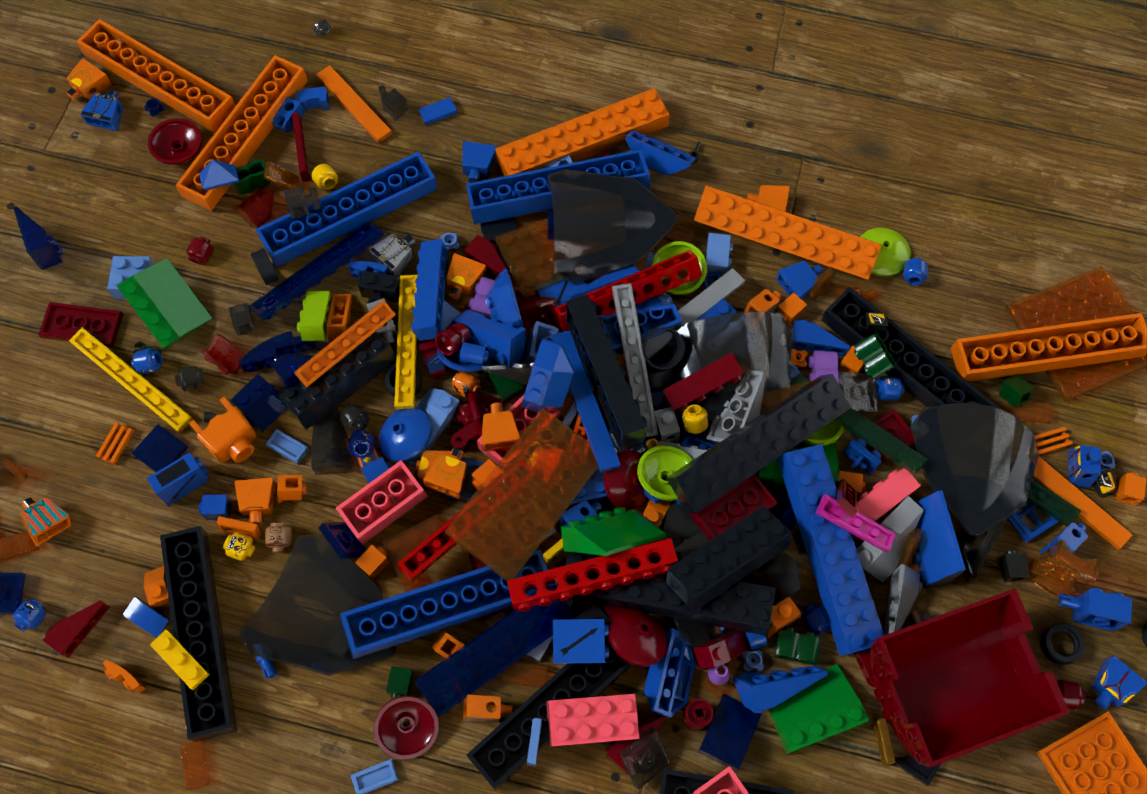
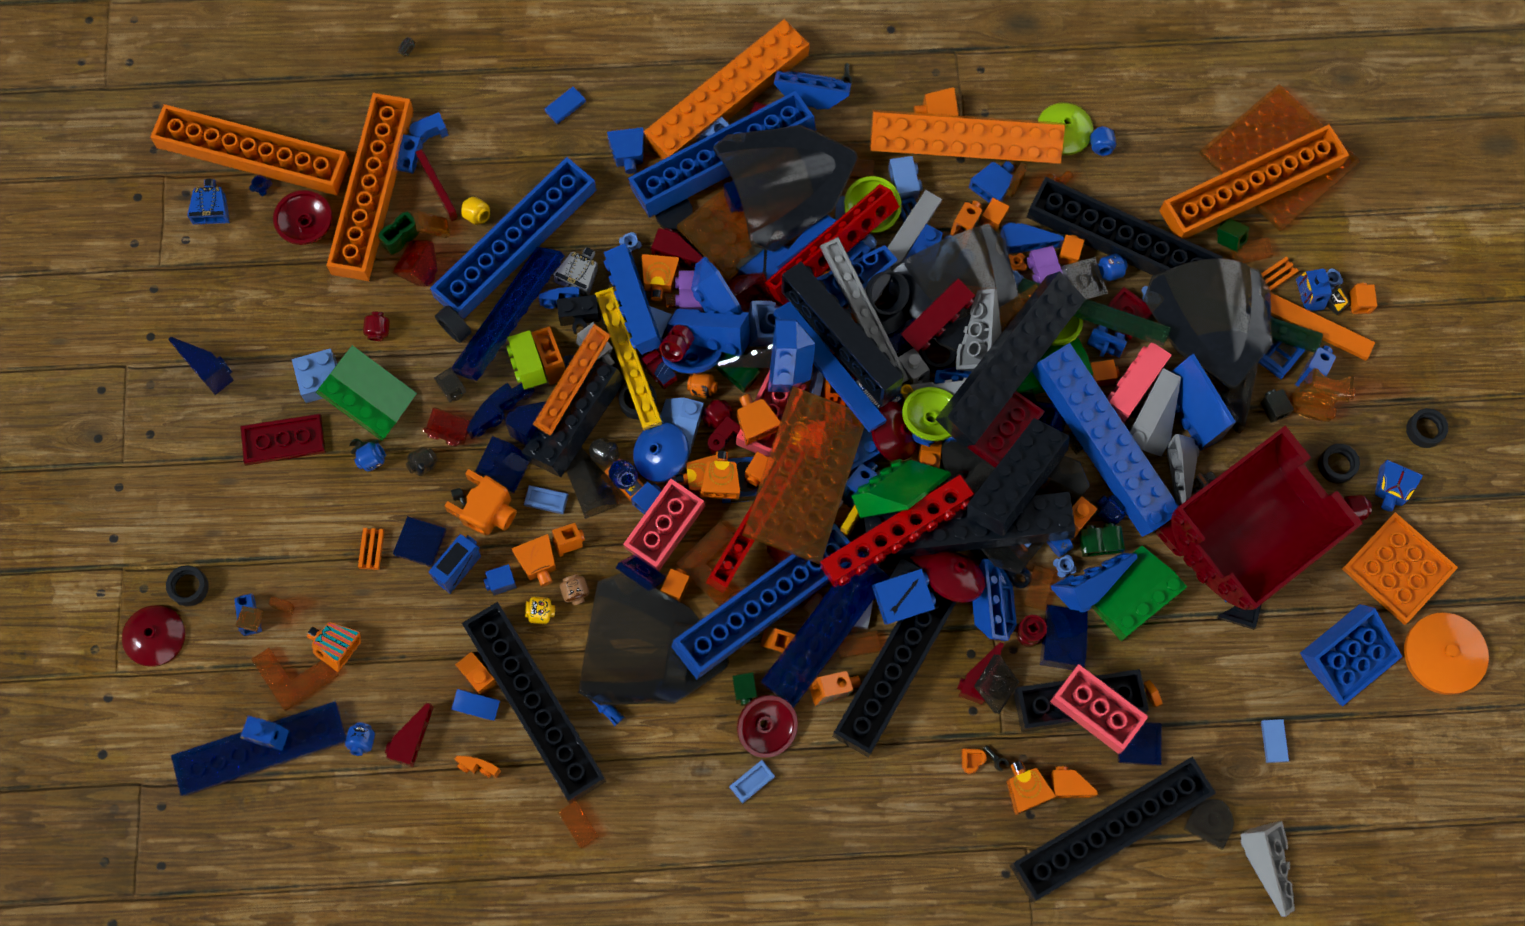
camera: 20 degrees left, 5 degrees up
(86, 80) = (175, 176): orange torso -> none
(131, 380) = (360, 480): yellow tile -> none
(179, 659) = (531, 731): yellow plate -> none
(218, 174) = (368, 241): blue slope -> none
(230, 526) = (524, 593): orange tile -> none
(298, 202) = (466, 247): clear smoke brick -> none
(354, 104) = (473, 121): orange tile -> none
(393, 103) = (517, 109): clear smoke brick -> none
(474, 353) = (703, 352): blue brick -> none
(481, 404) = (726, 400): dark red tile -> none
(534, 742) = (893, 699): medium blue tile -> none
(592, 720) = (939, 664): coral brick -> none
(695, 419) = (940, 354): yellow head -> none
(716, 678) = (1037, 591): medium lavender cone -> none
(721, 650) = (1034, 565): dark red slope -> none
(847, 497) = (1108, 386): dark red tile -> none
(857, 525) = (1123, 408): dark pink tile -> none
(874, 355) = (1091, 240): dark green brick -> none
(876, 321) = (1082, 205): pearl dark grey slope -> none
(883, 742) = (1205, 602): pearl gold tile -> none
(910, 547) = (1178, 416): clear orange tile -> none
(1099, 609) = (1363, 421): blue brick -> none

